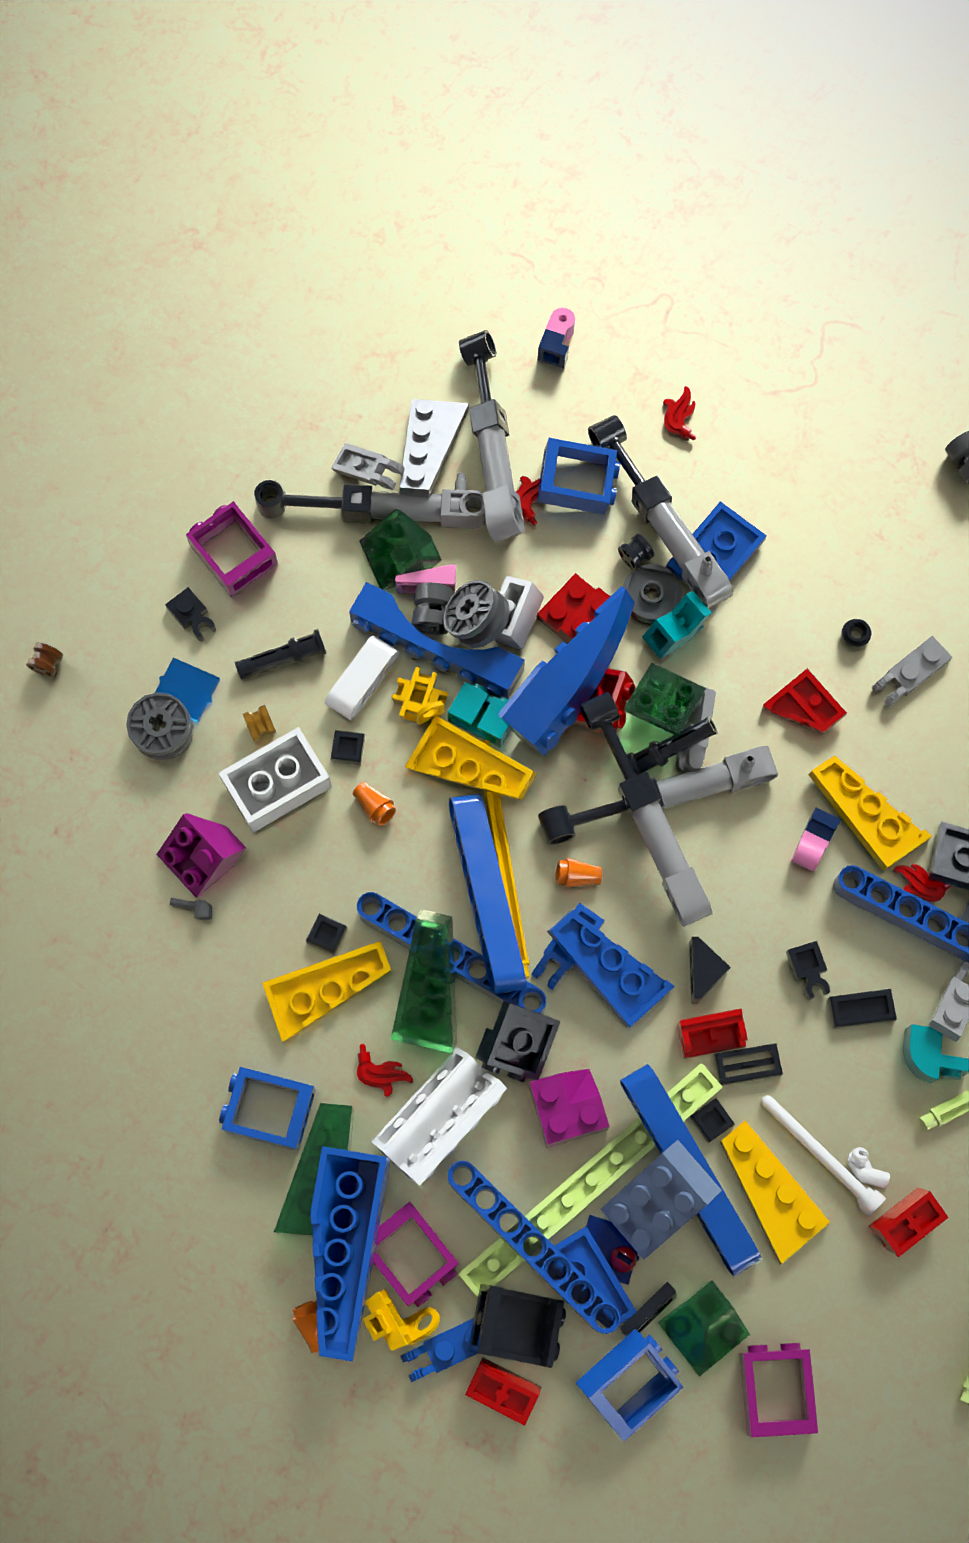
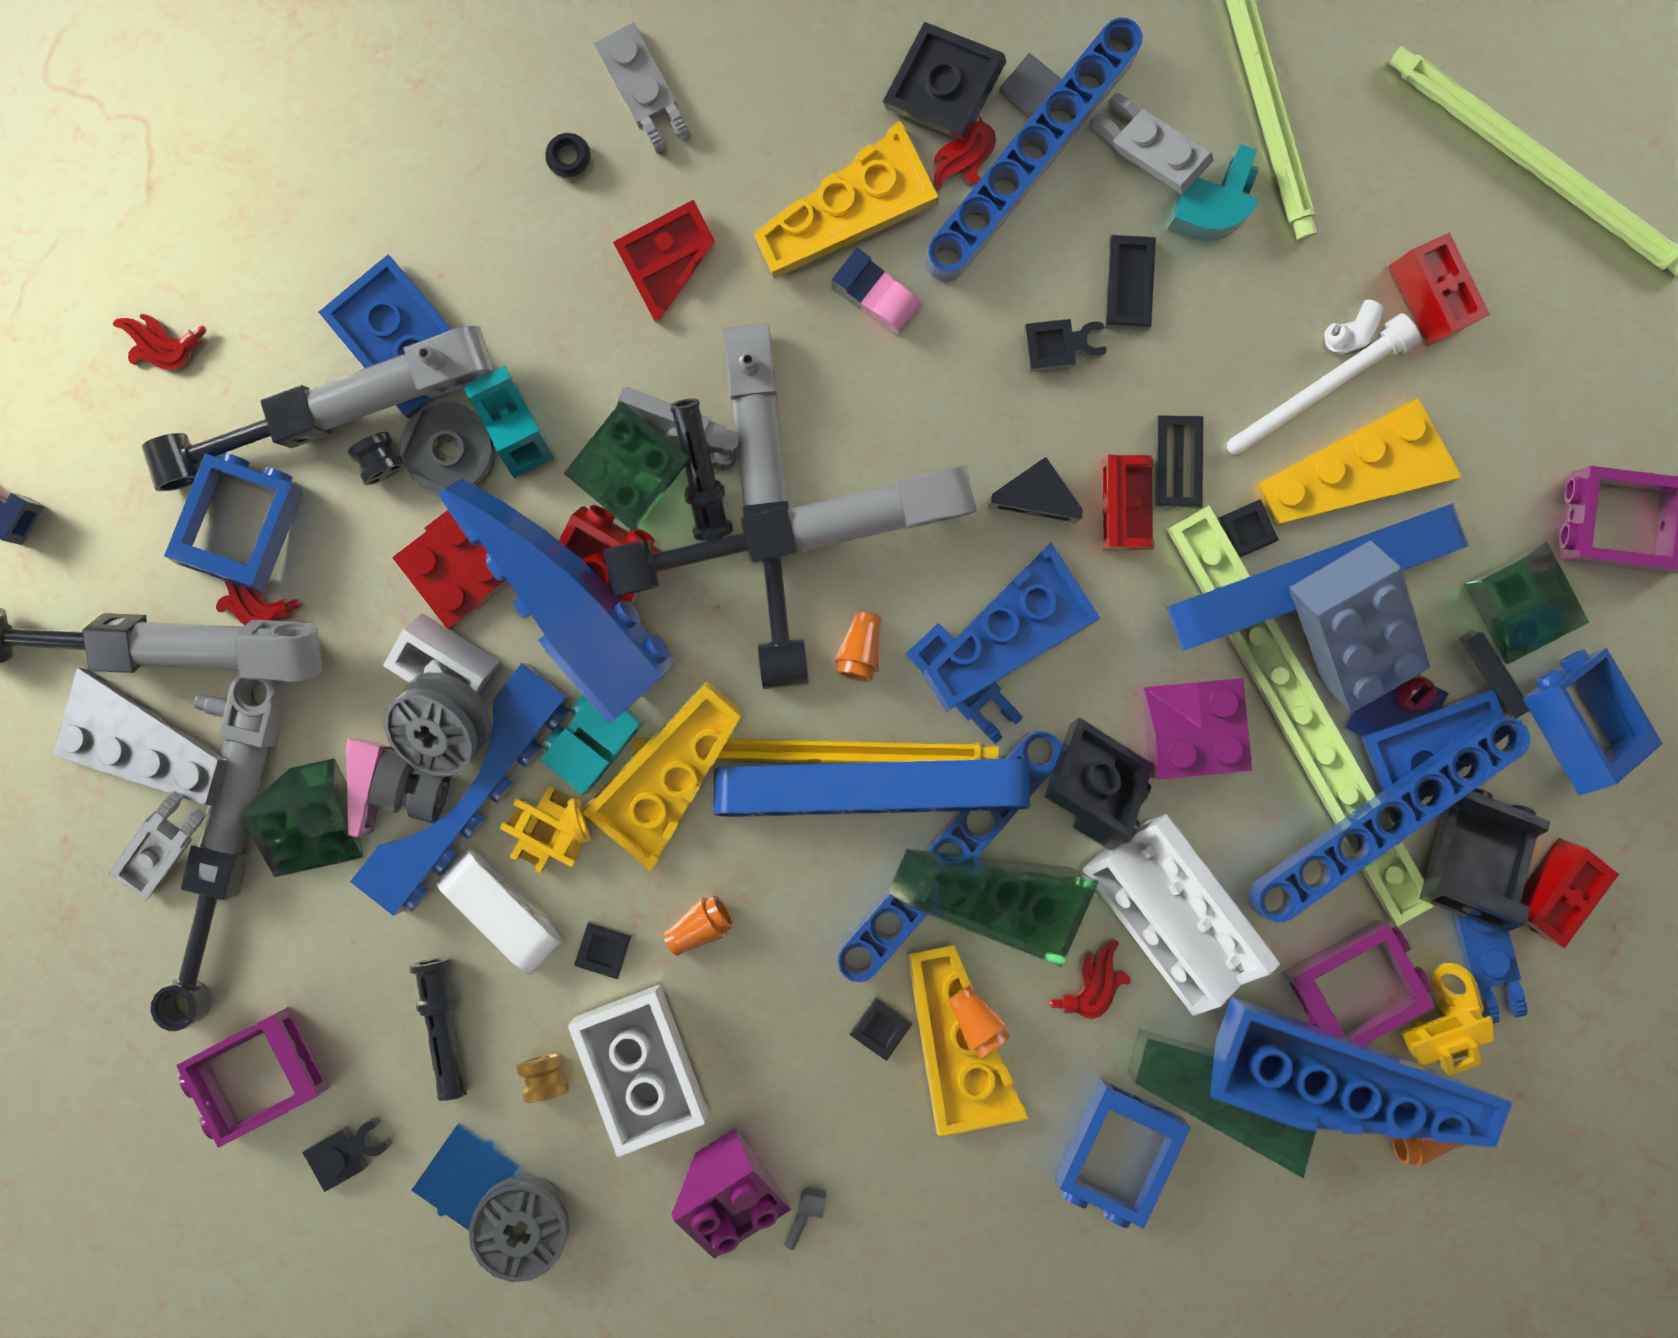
camera: 70 degrees left, 15 degrees up
(343, 992) = (978, 1022): none -> orange cone

